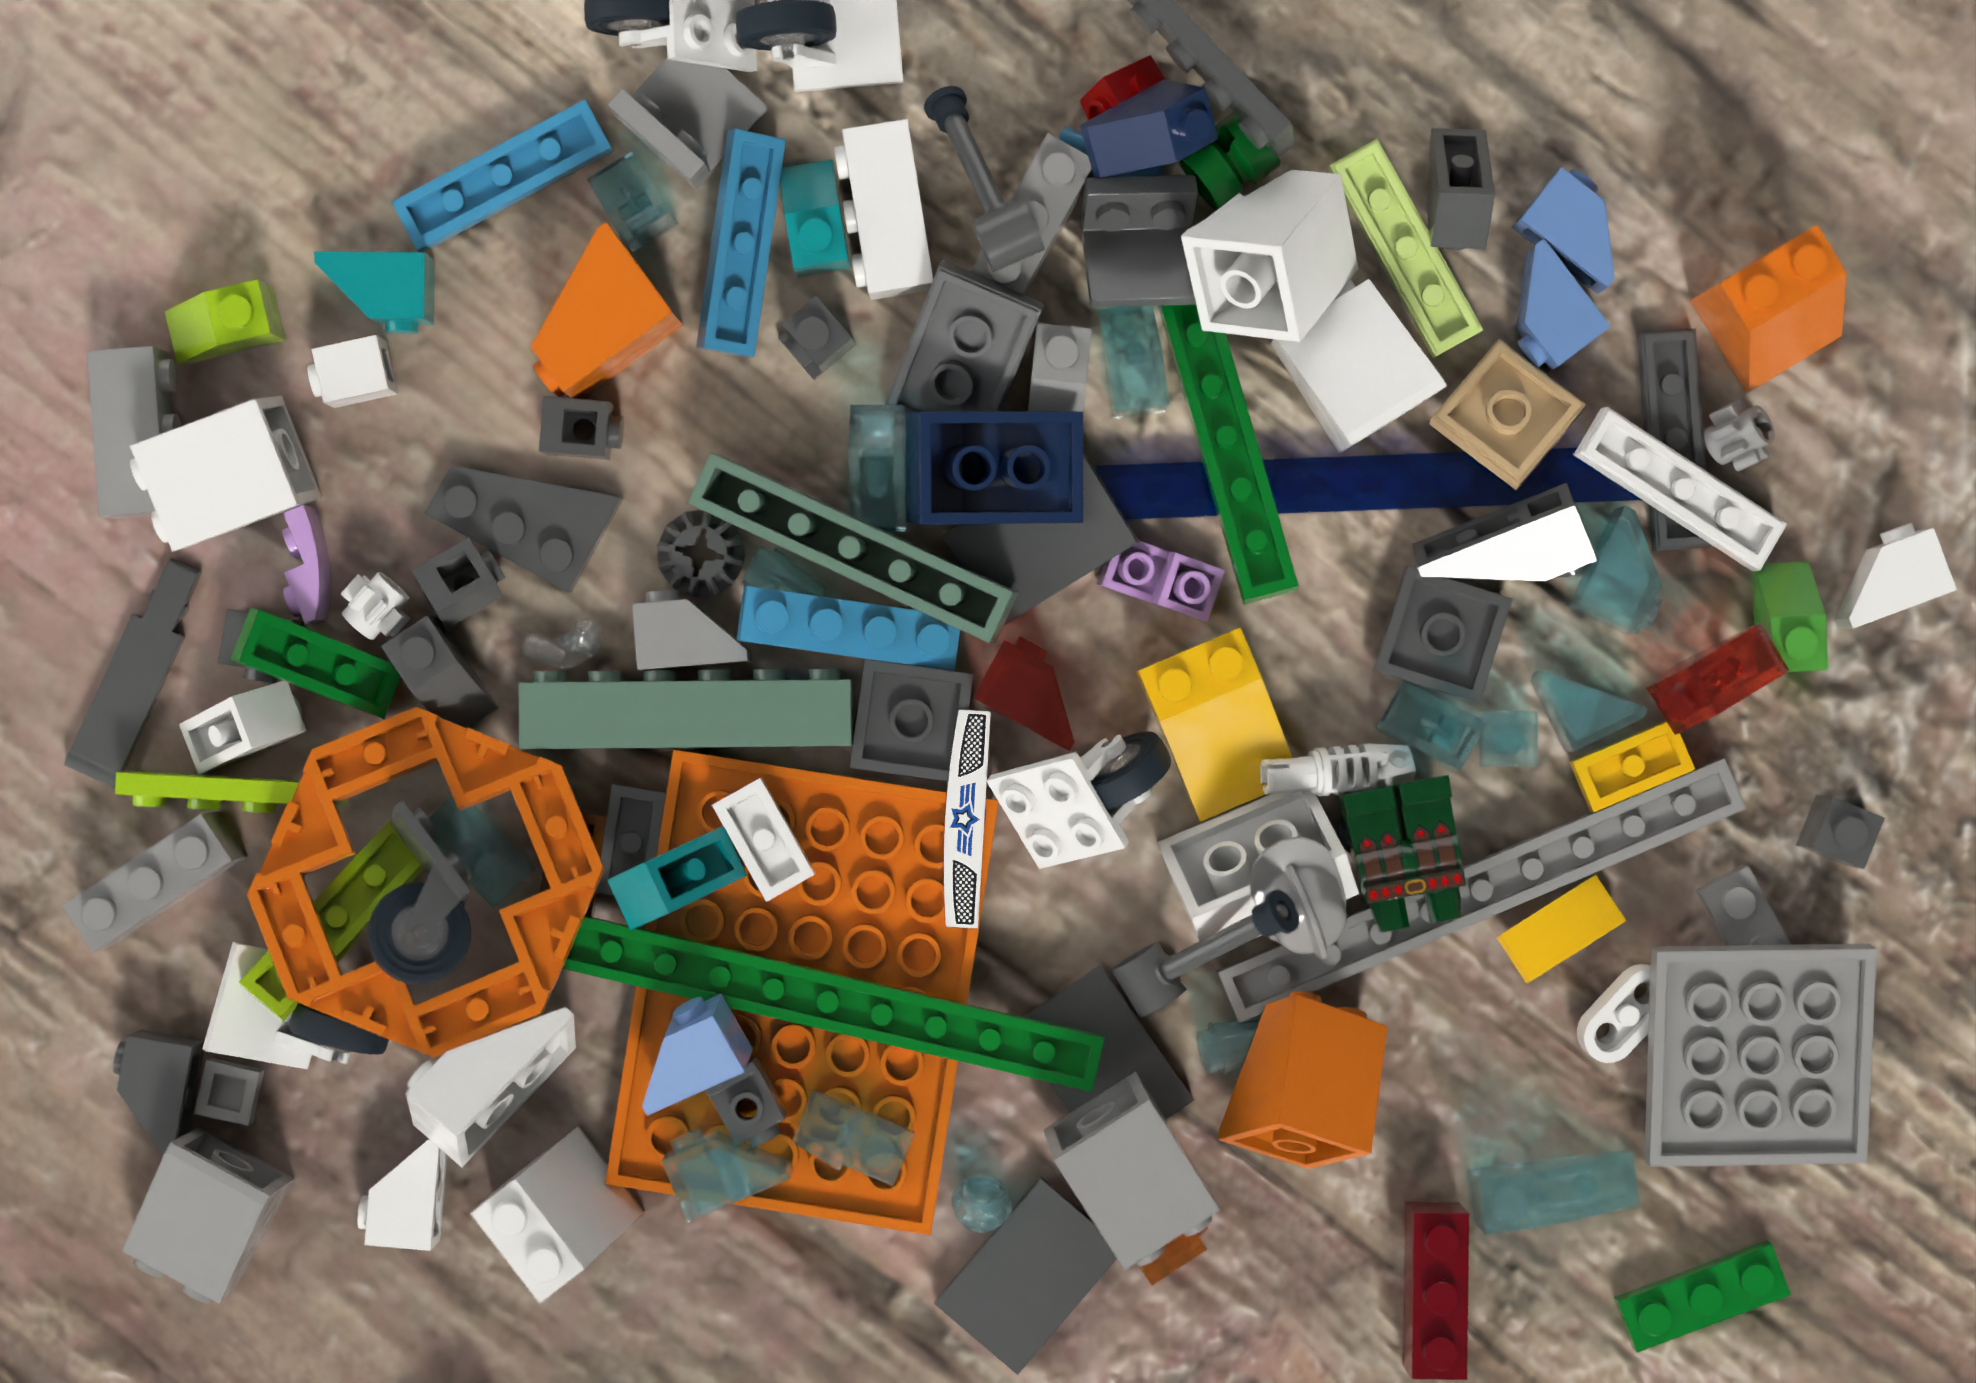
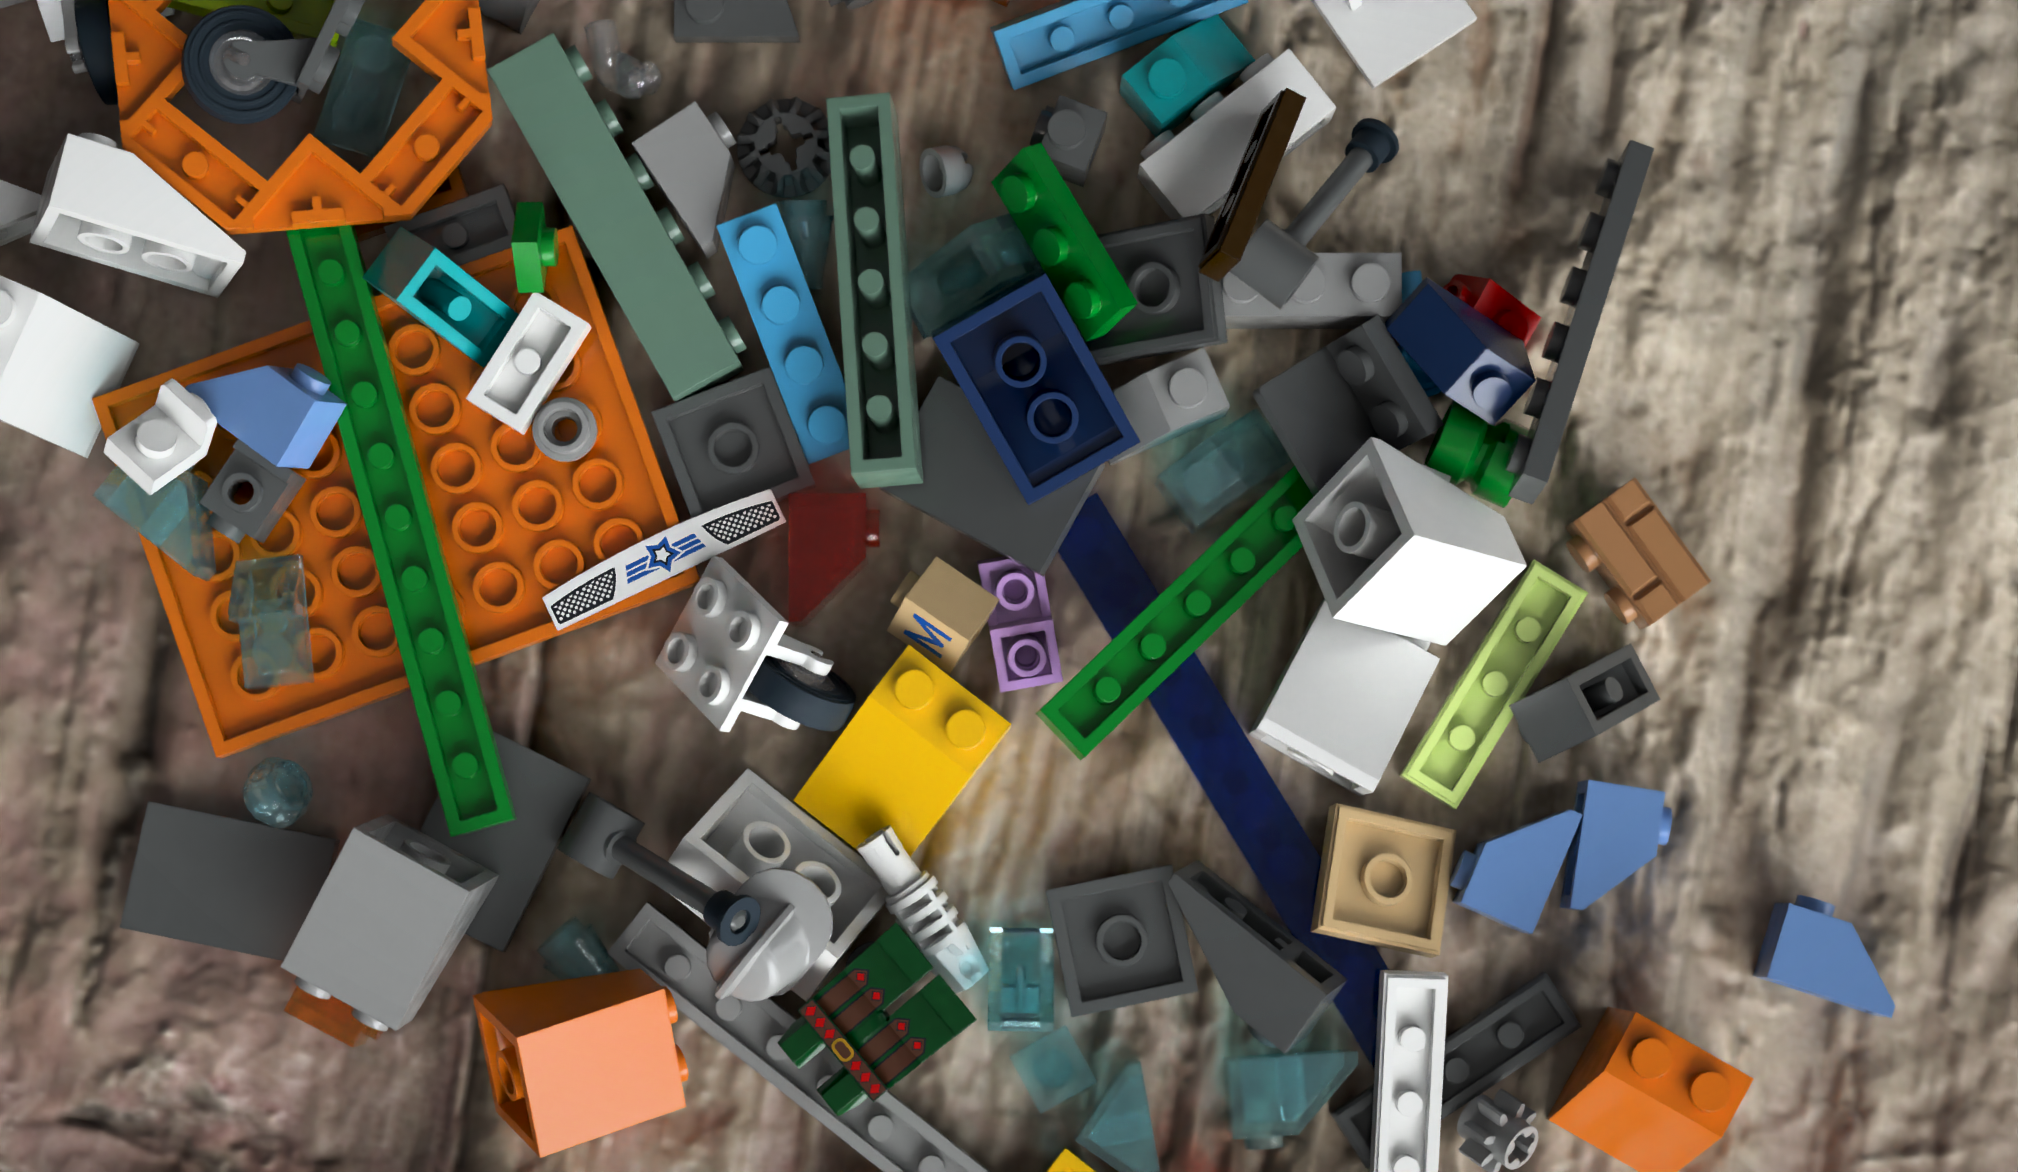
camera: 60 degrees right, 5 degrees down
(675, 1145) = (163, 438): none -> white bracket
(679, 787) = (533, 247): none -> green plate
(786, 443) = (945, 170): none -> light grey hinge
(821, 856) = (556, 411): none -> light grey plate
(897, 384) = (1064, 242): none -> green plate
(937, 218) = (1251, 184): none -> dark brown tile
(1124, 633) = (940, 613): none -> tan brick
(1370, 87) = (1635, 556): none -> medium nougat brick
(1744, 121) = (1821, 957): none -> medium blue slope

